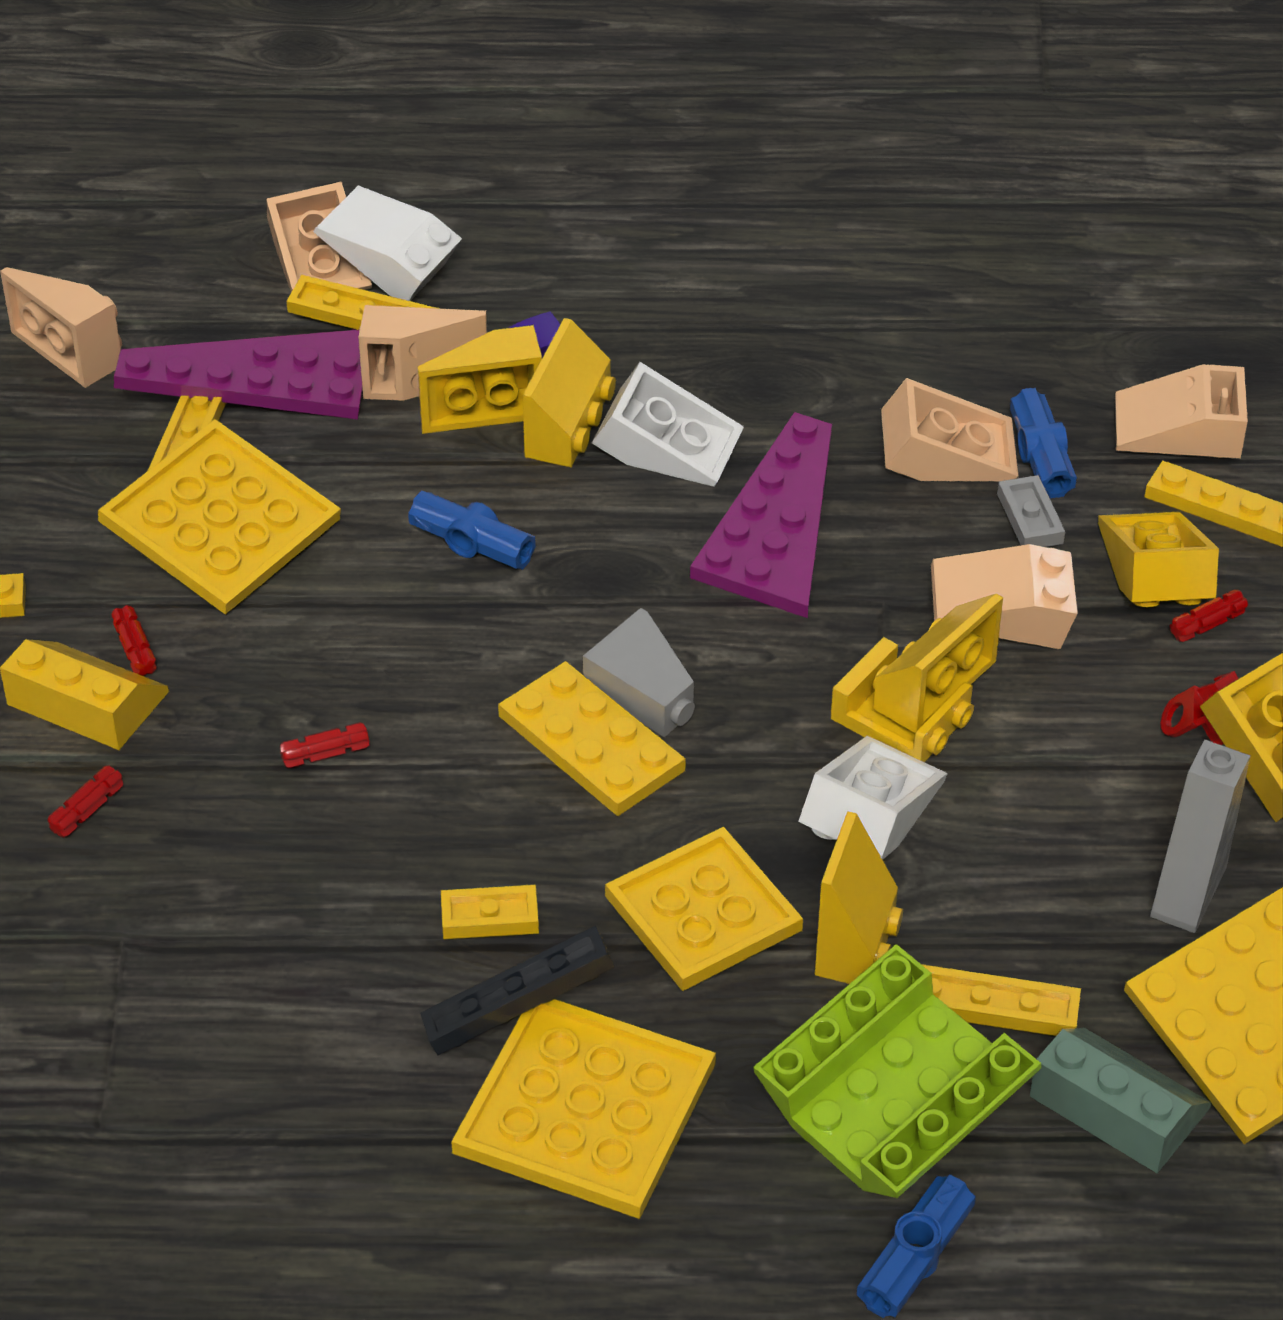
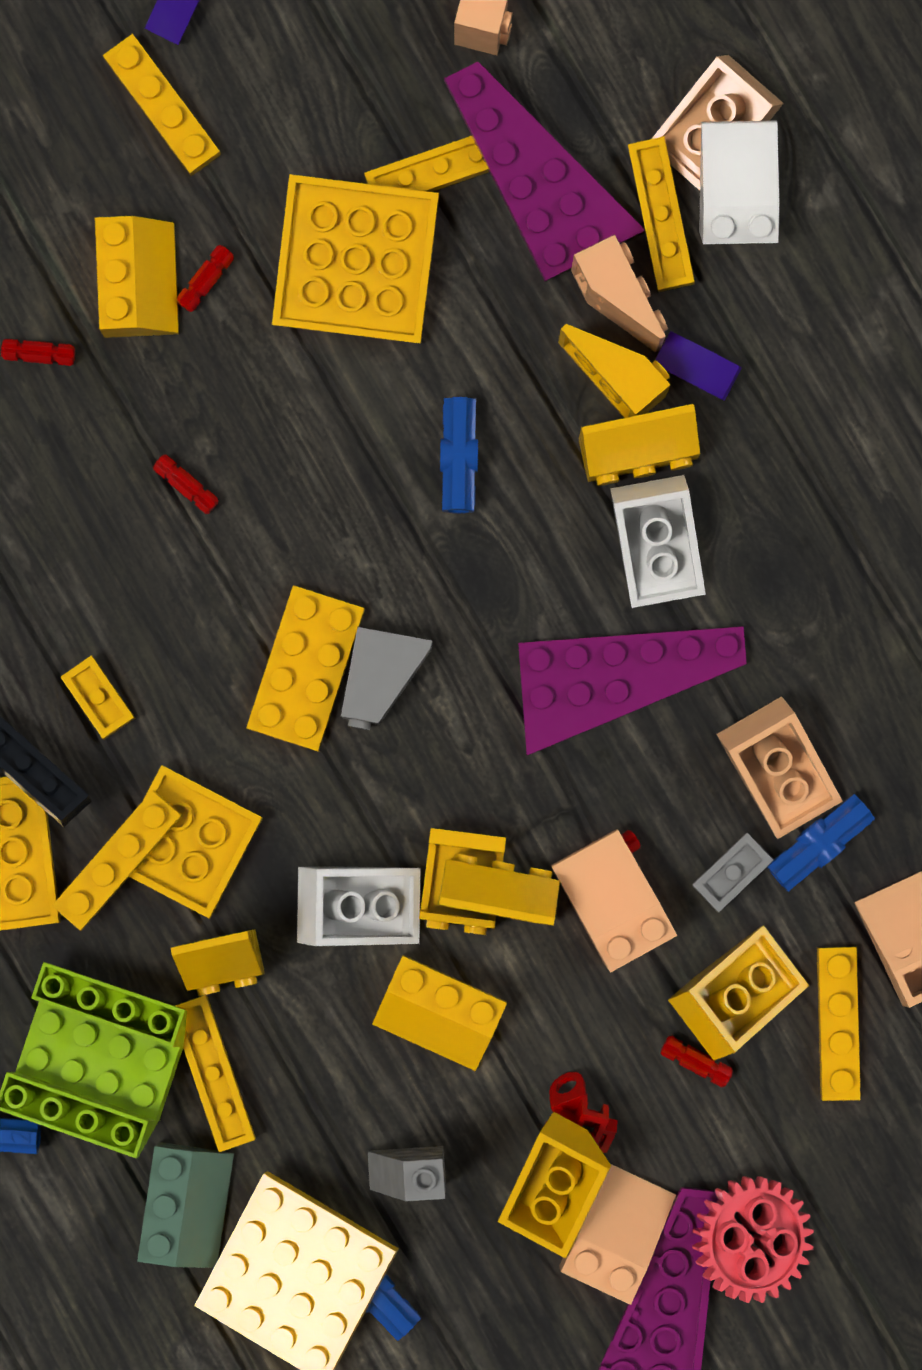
camera: 60 degrees right, 40 degrees up
(683, 963) = (117, 860): none -> yellow plate
(1031, 777) = (439, 1012): none -> yellow slope

